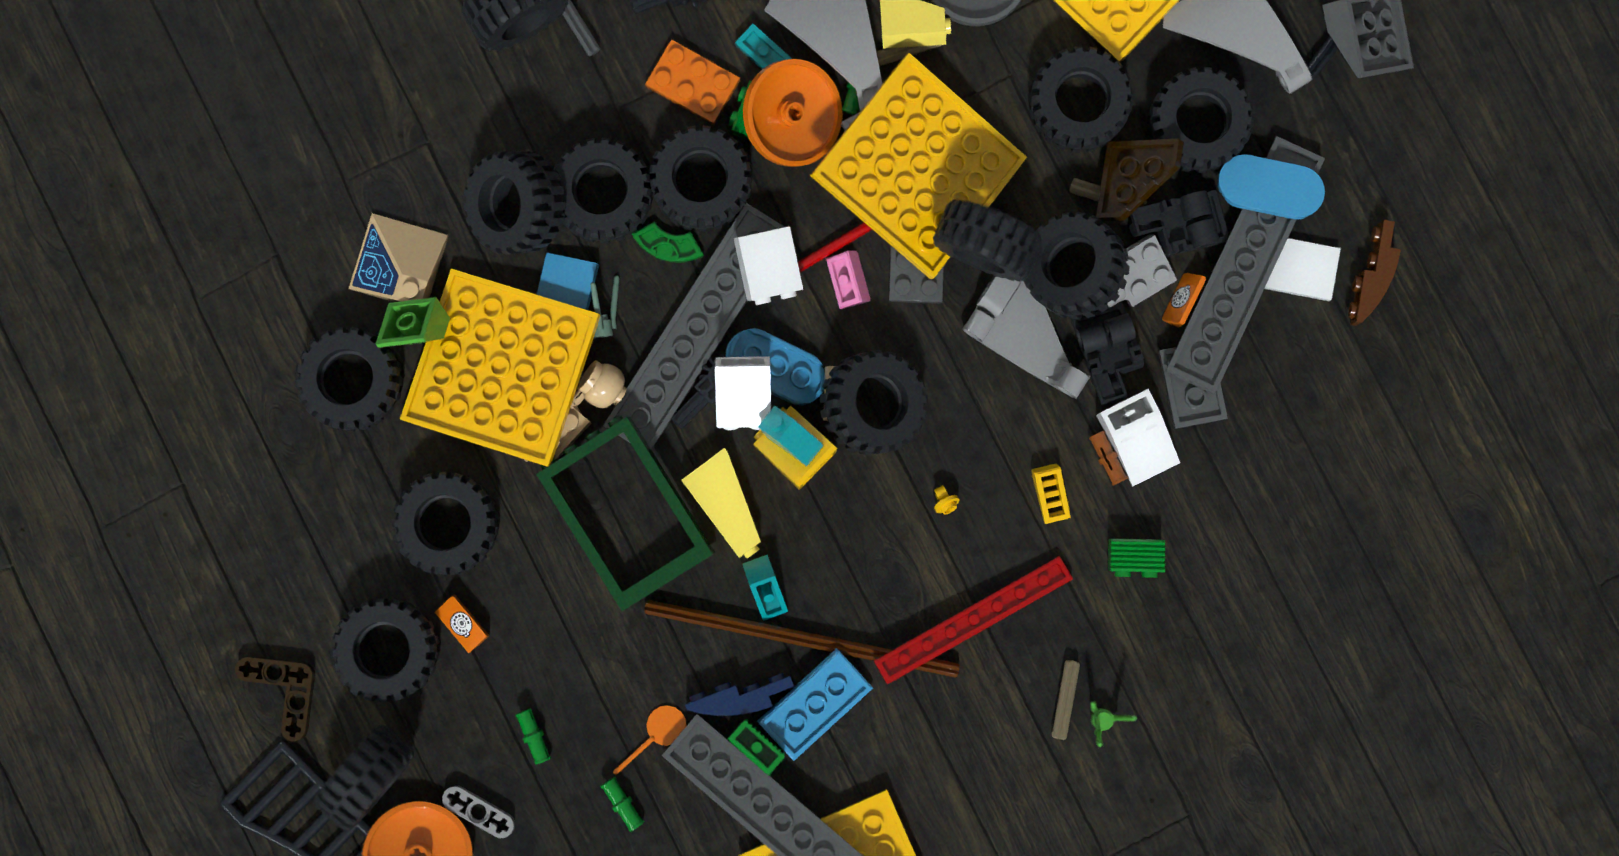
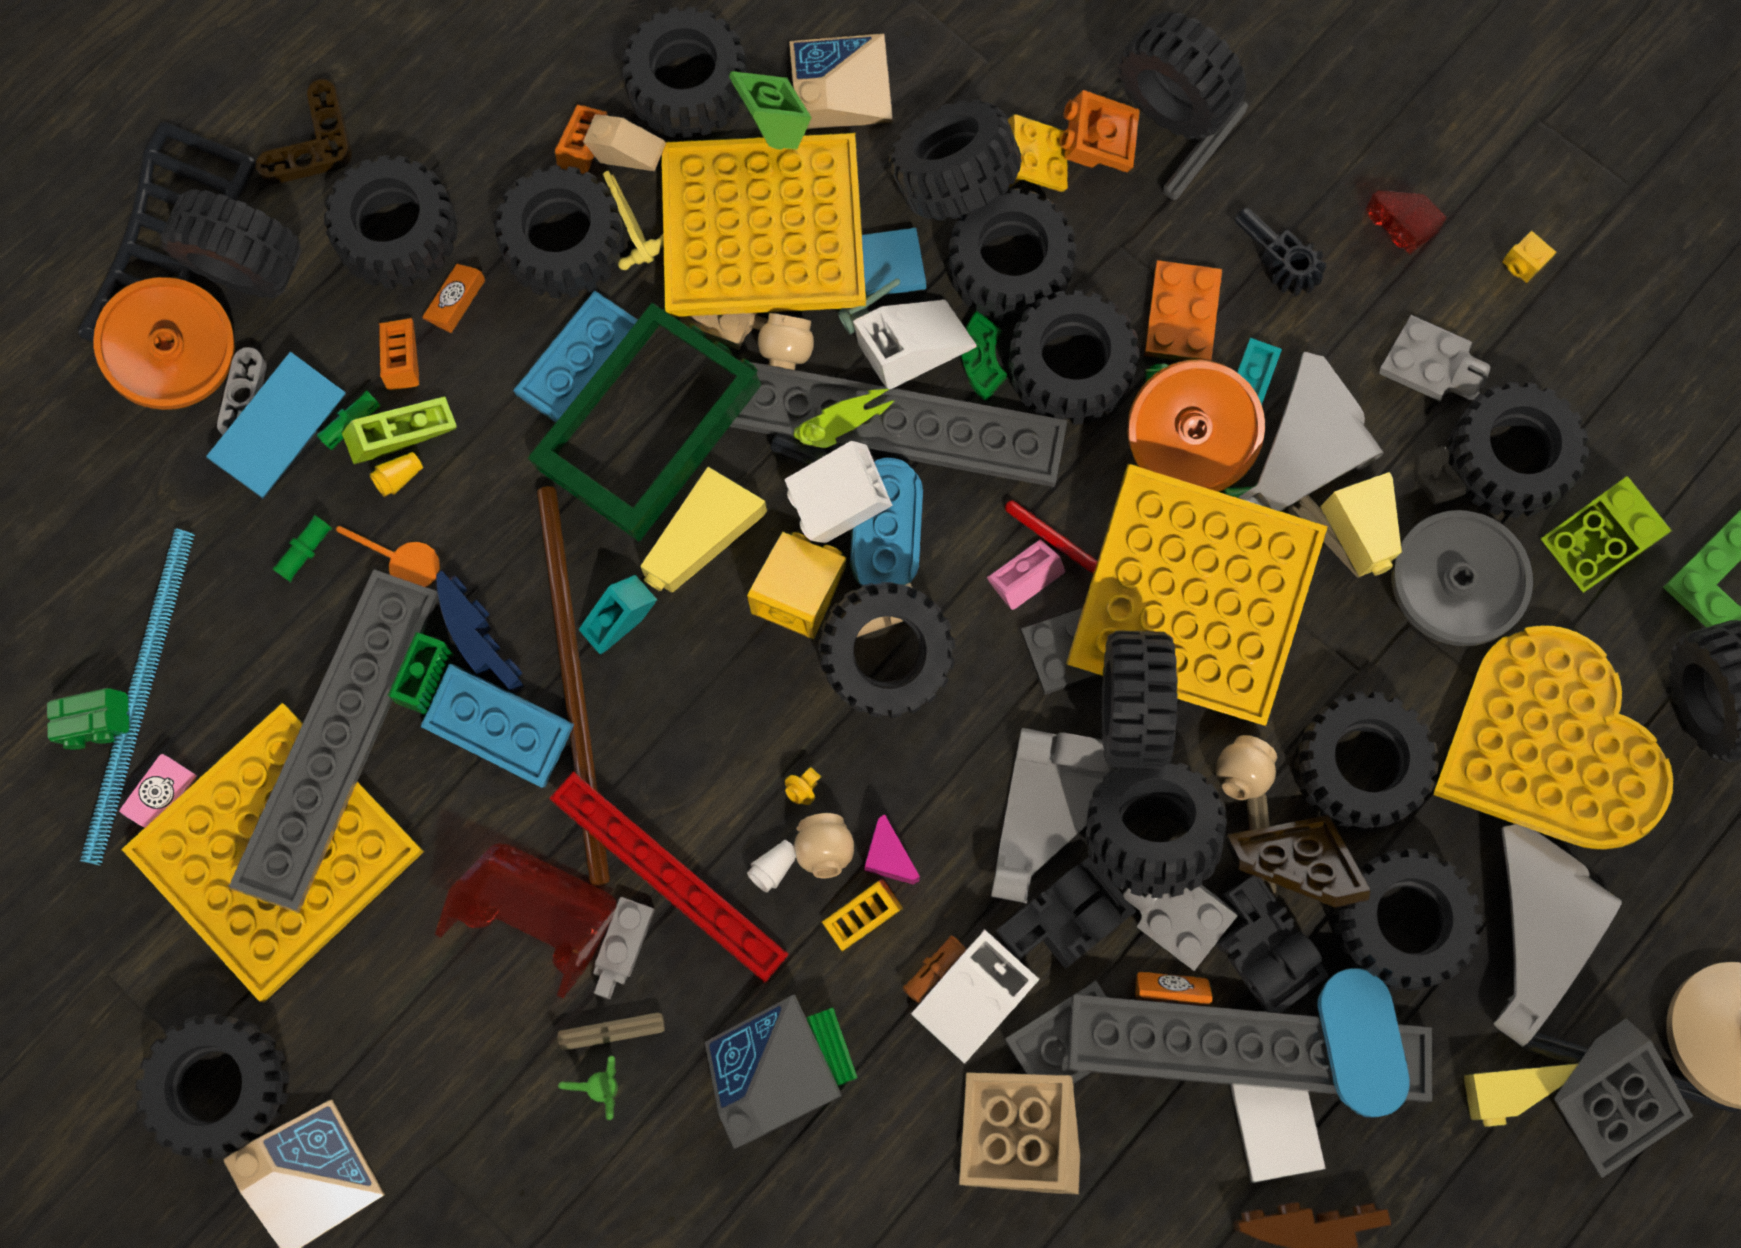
camera: 70 degrees right, 10 degrees down
(381, 488) = (574, 155): none -> orange slope
(390, 448) = (623, 143): none -> tan slope
(483, 465) = (644, 249): none -> light yellow piece
(512, 687) = (403, 373): none -> orange slope
(516, 792) = (276, 425): none -> dark azure tile
(523, 133) = (1040, 153): none -> yellow bracket
(525, 82) = (1100, 132): none -> orange plate
(550, 545) = (575, 356): none -> dark azure tile
(556, 701) = (397, 429): none -> lime slope
(590, 714) = (395, 473): none -> yellow cone
(639, 290) = (911, 339): none -> white slope
(683, 369) = (839, 419): none -> lime piece
(768, 265) = (1002, 468): white brick -> none
(790, 436) = (805, 562): teal slope -> none
(957, 717) = (536, 901): none -> clear red windscreen
(993, 543) = (772, 866): none -> white cone
(995, 501) = (824, 845): none -> tan piece
(1007, 670) = (621, 945): none -> light grey hinge
(1017, 459) = (888, 856): none -> dark pink slope
(1053, 184) = (1246, 768): none -> tan piece
(1138, 600) = (768, 1072): none -> dark grey slope
(1242, 444) = (1020, 1133): none -> tan slope
(1338, 100) = (1511, 1092): none -> light yellow slope

